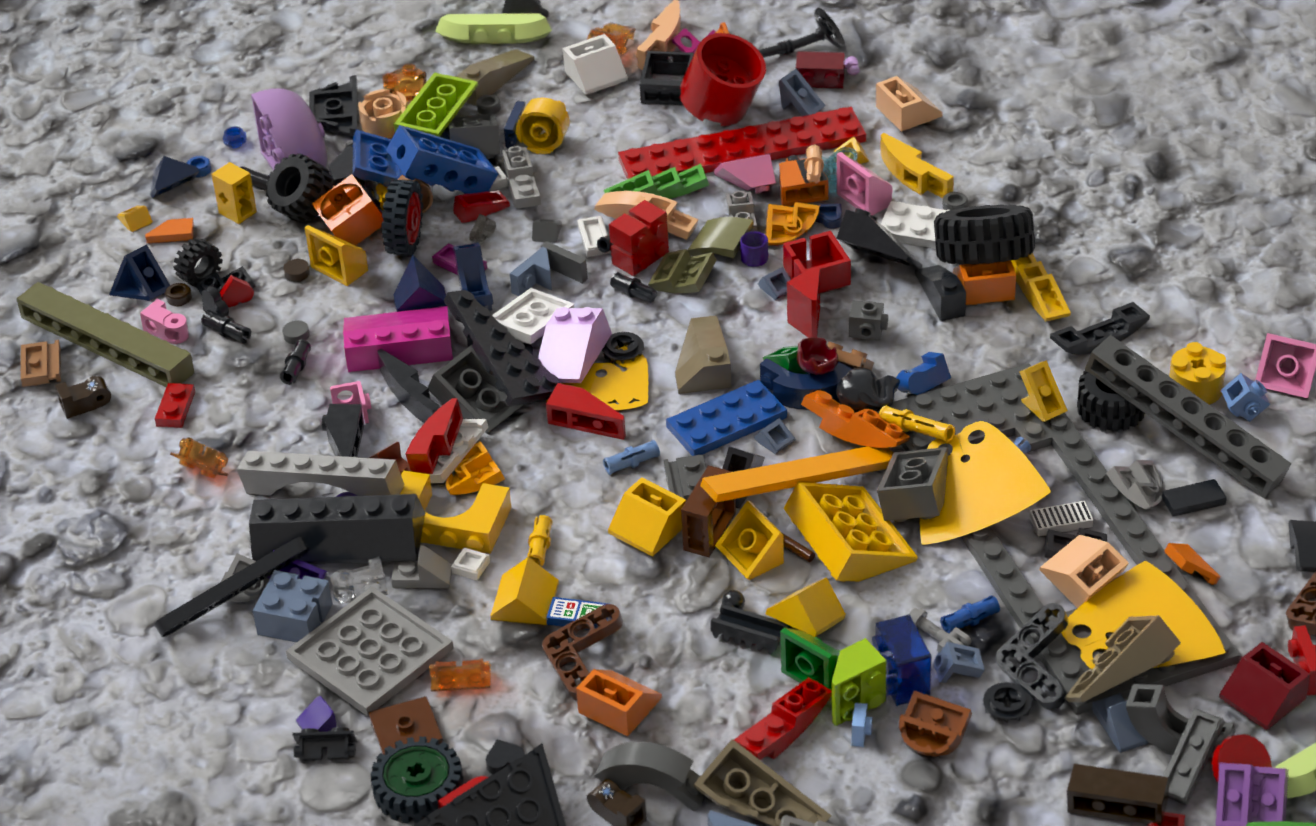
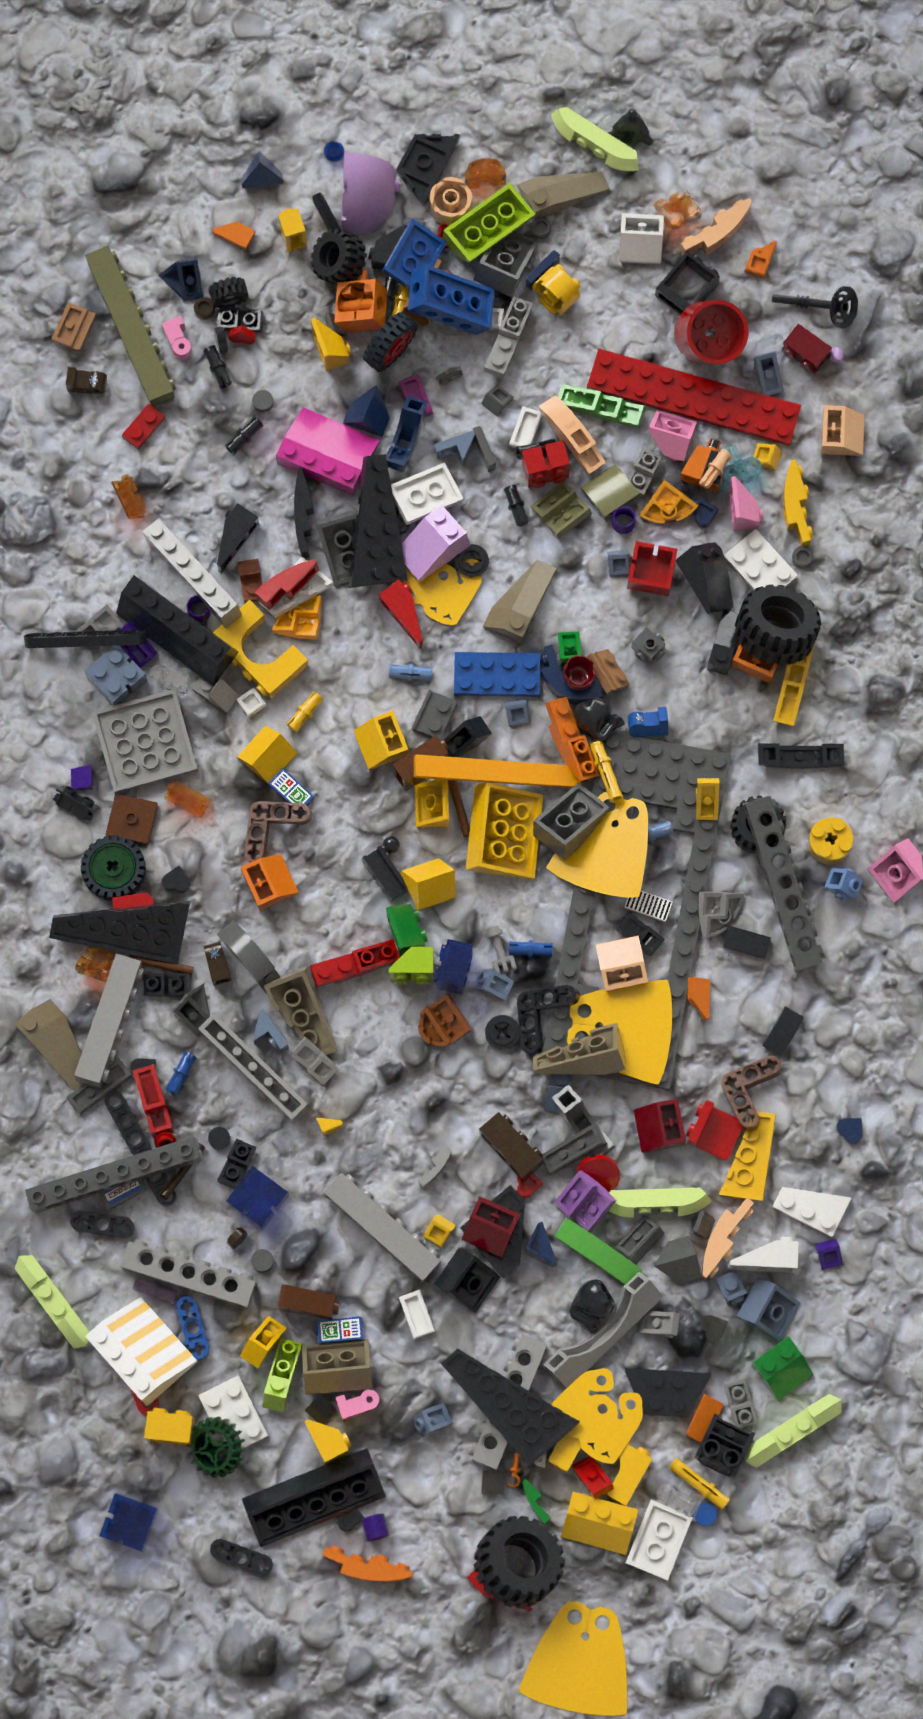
camera: 30 degrees right, 35 degrees up
(135, 218) = (217, 200): yellow slope -> none
(203, 165) = (291, 168): blue tile -> none
(296, 270) = (298, 334): dark brown tile -> none
(357, 397) = (266, 496): bright pink bracket -> none
(469, 206) = (466, 336): red slope -> none
(695, 42) = (738, 259): dark pink bracket -> none
(804, 302) = (616, 605): red slope -> none
(860, 725) = (400, 996): light blue plate -> none

